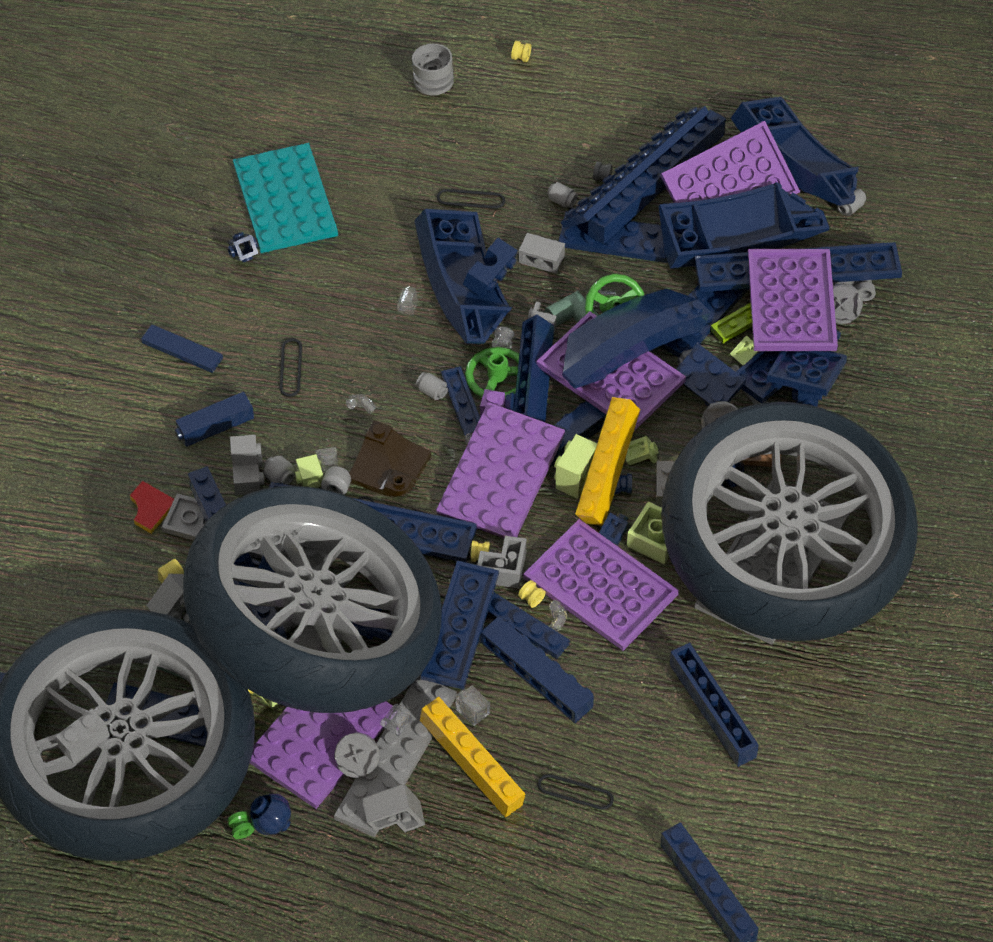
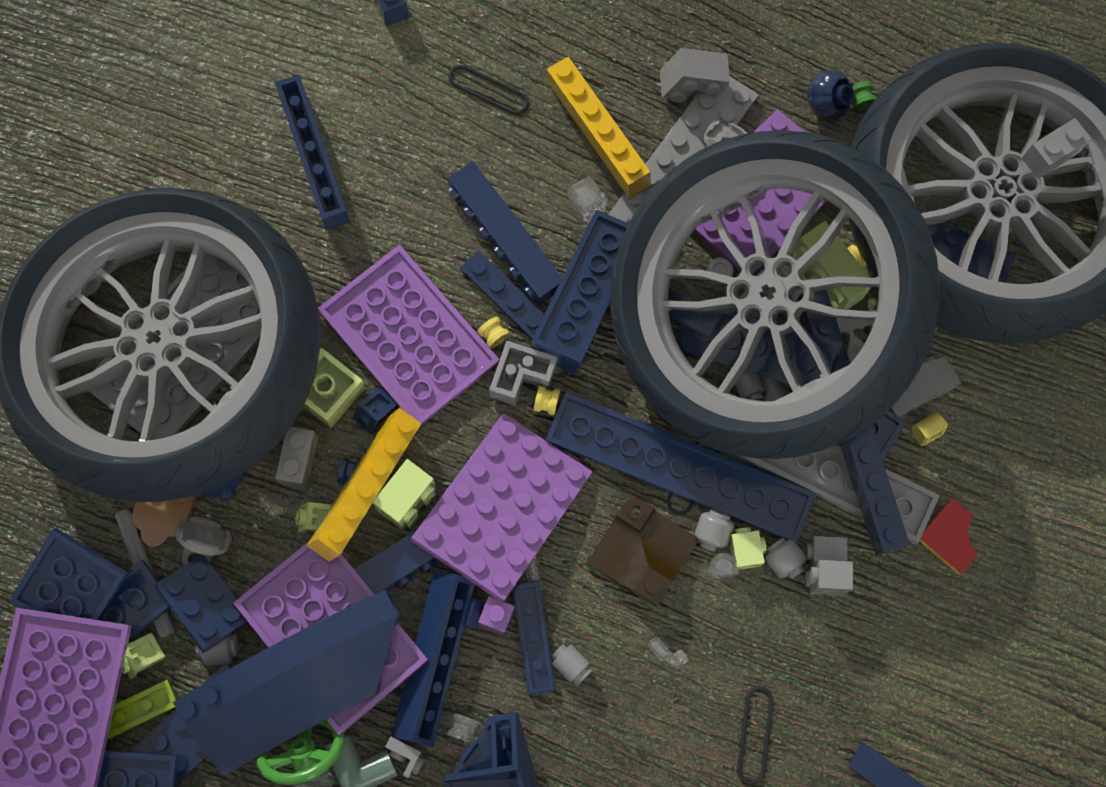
camera: 175 degrees left, 20 degrees up
(214, 419) = (865, 654): dark blue brick -> none
(496, 367) = (499, 645): bright green piece -> none
(559, 615) = (465, 302): clear arm -> none

